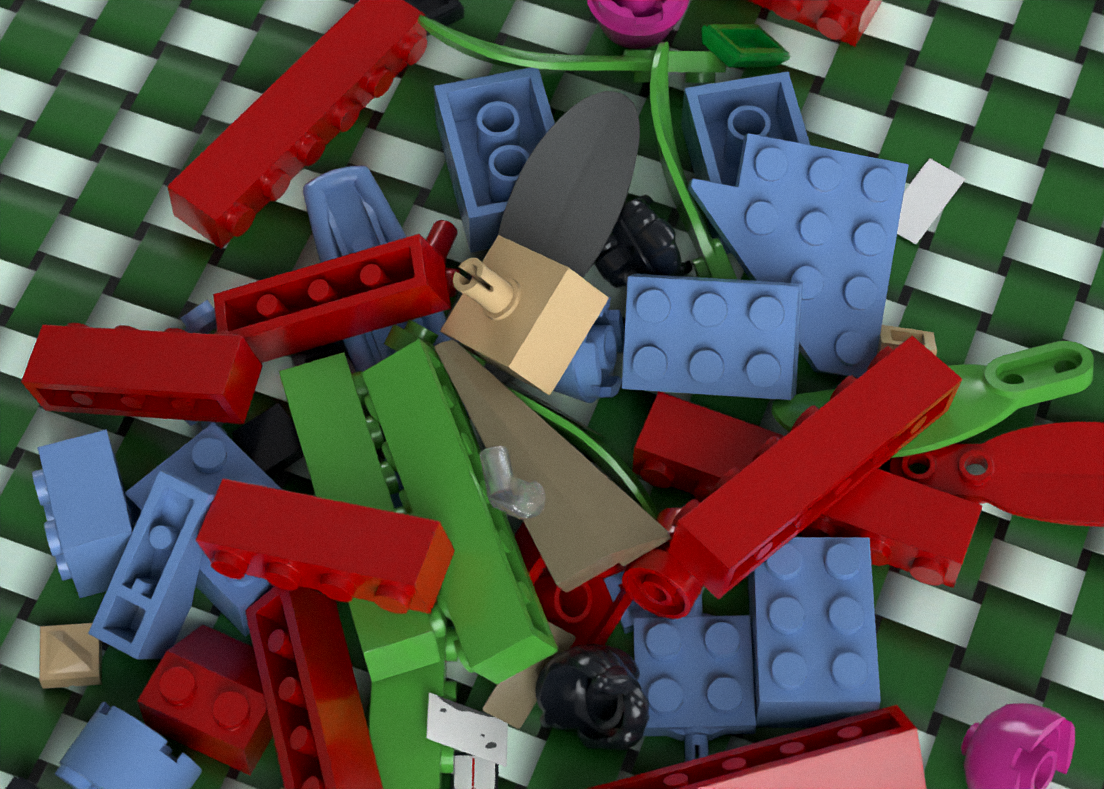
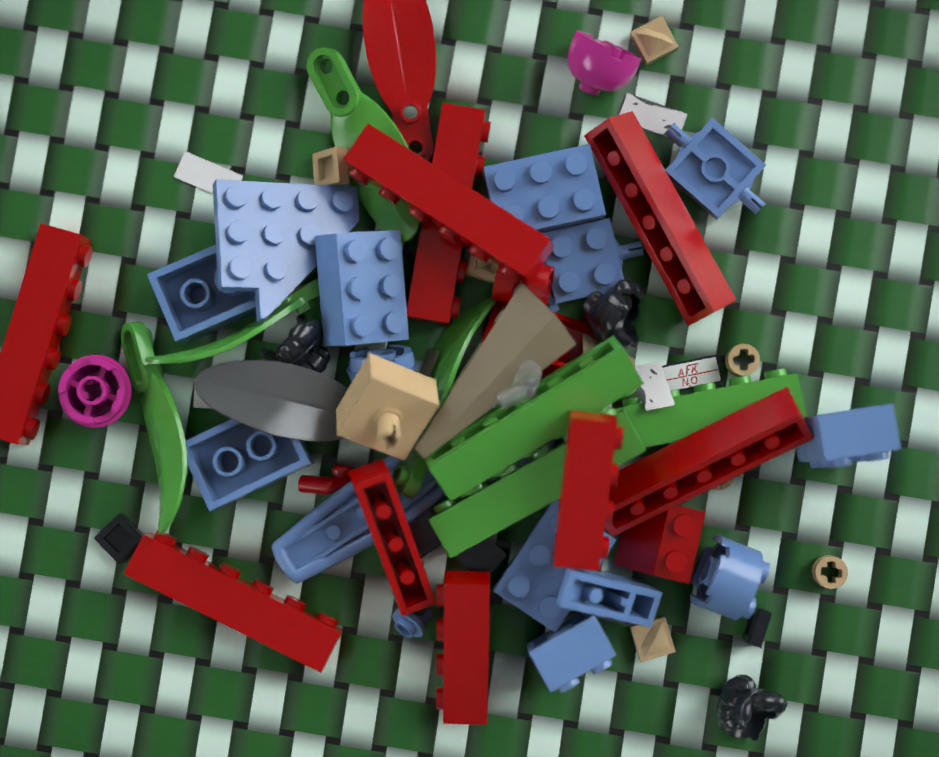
camera: 95 degrees left, 25 degrees up
(743, 45) = (119, 311): green tile -> none

